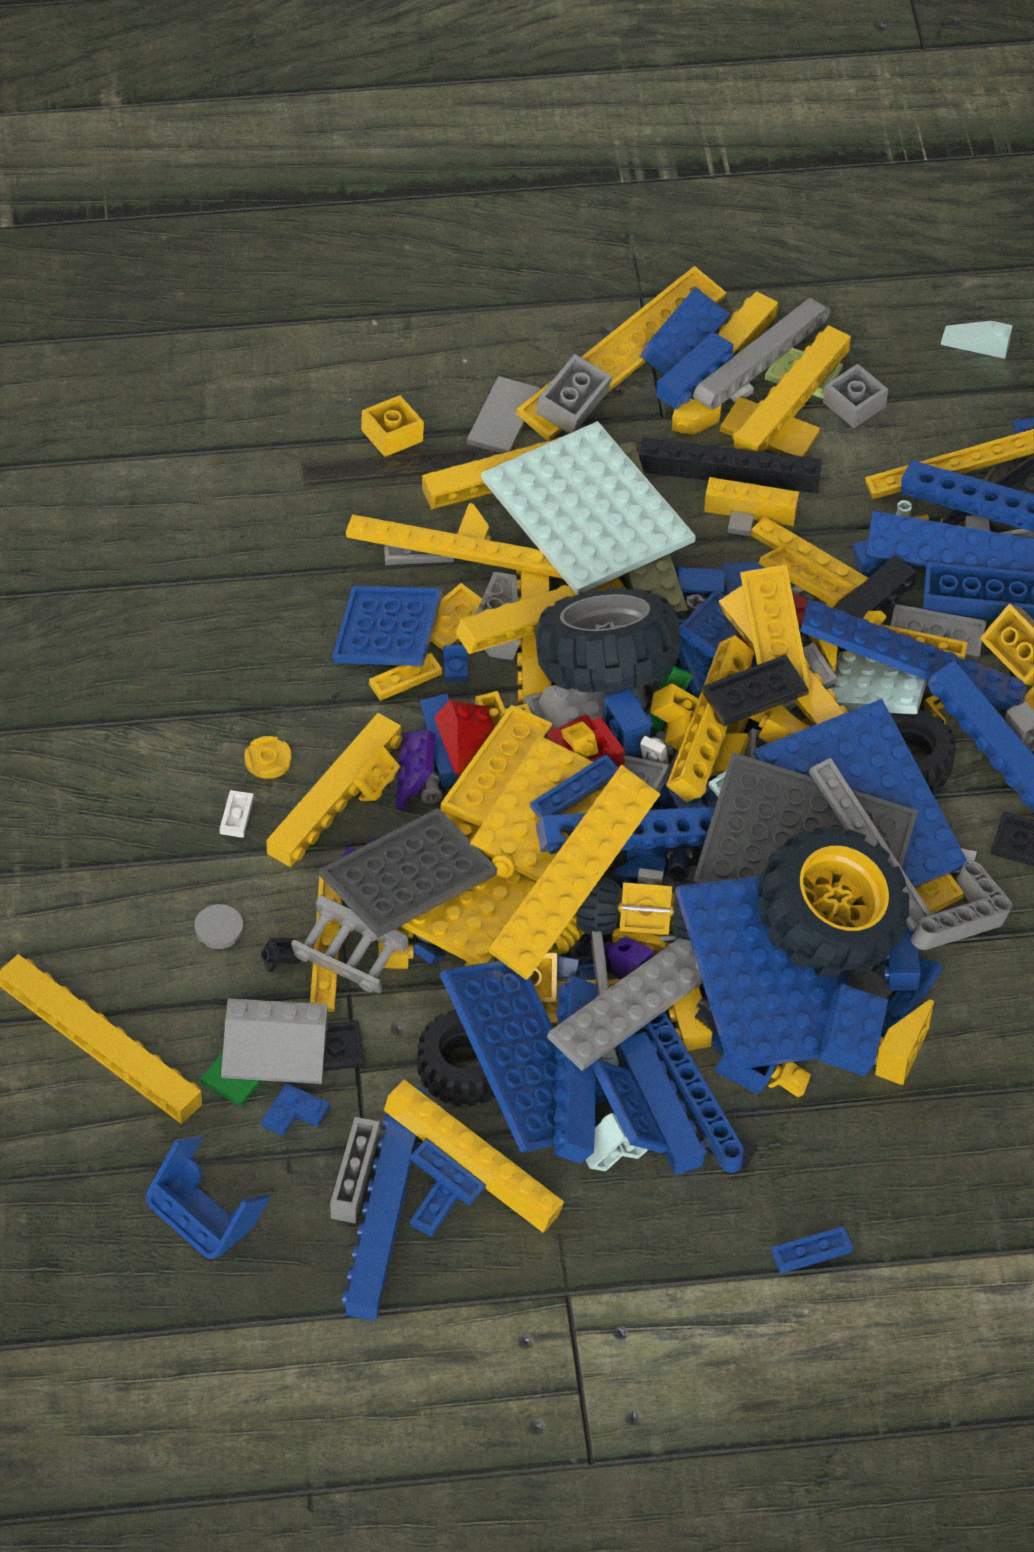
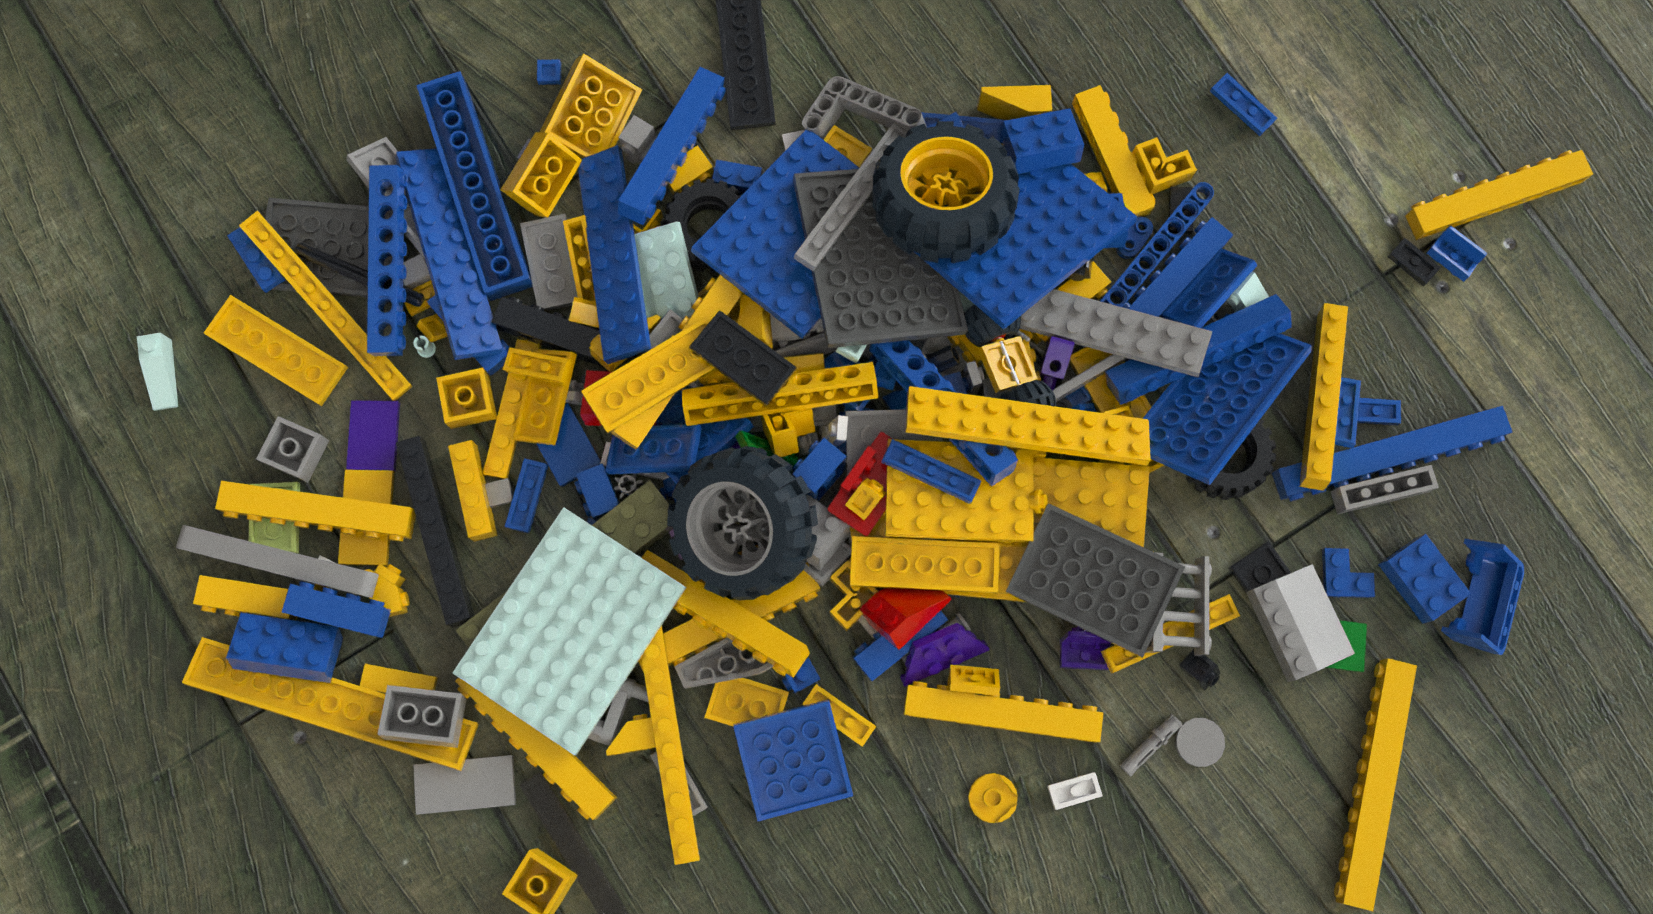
camera: 115 degrees left, 25 degrees up
(242, 894) = (1150, 745): none -> light grey pin
(253, 1165) = (1424, 579): none -> blue brick
(500, 527) = (606, 730): none -> light grey beam
(551, 1356) = (1456, 253): none -> blue bracket
(564, 1319) = (1414, 262): none -> black plate
(592, 1433) = (1499, 194): none -> yellow brick
(615, 402) = (379, 677): none -> yellow tile
(708, 424) = (391, 574): none -> yellow plate
(723, 1091) = (1136, 238): none -> blue plate
(726, 538) = (526, 496): none -> blue plate
(778, 1133) = (1162, 171): none -> yellow brick
(816, 1109) = (1112, 151): none -> yellow brick
(837, 523) = (466, 398): none -> yellow brick
(837, 573) = (537, 365): none -> yellow plate
(843, 457) = (373, 435): none -> dark purple tile
(951, 791) = (736, 175): none -> blue brick
(955, 418) = (276, 350): none -> yellow plate
(973, 765) = (694, 168): none -> yellow brick

